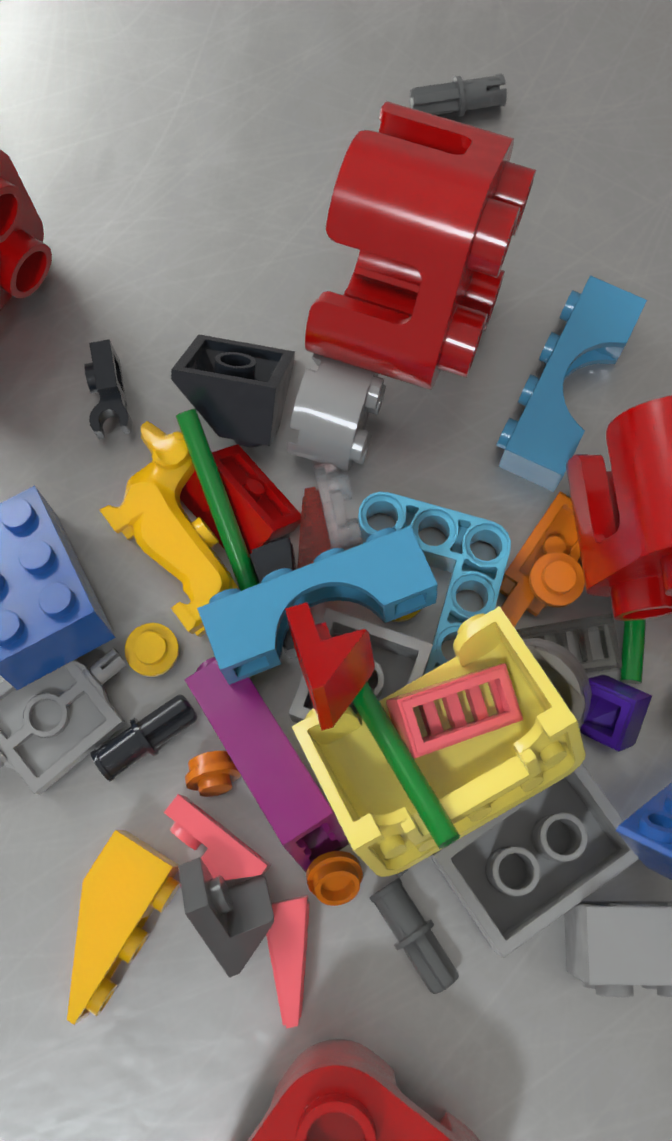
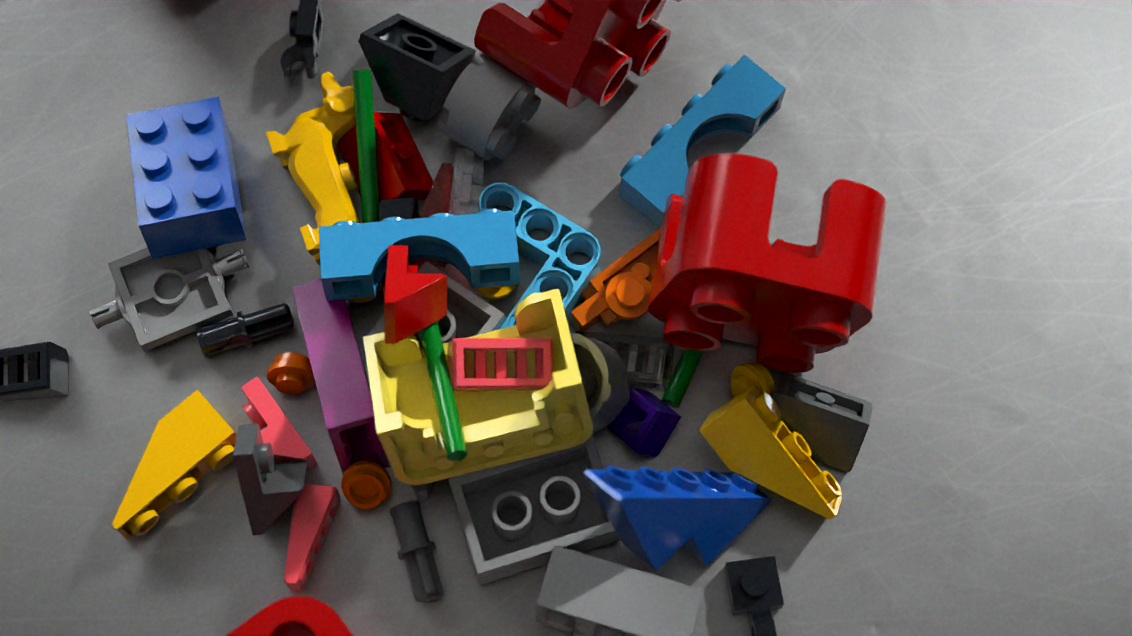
camera: 10 degrees right, 5 degrees down
(151, 649) = (273, 261): yellow plate -> none

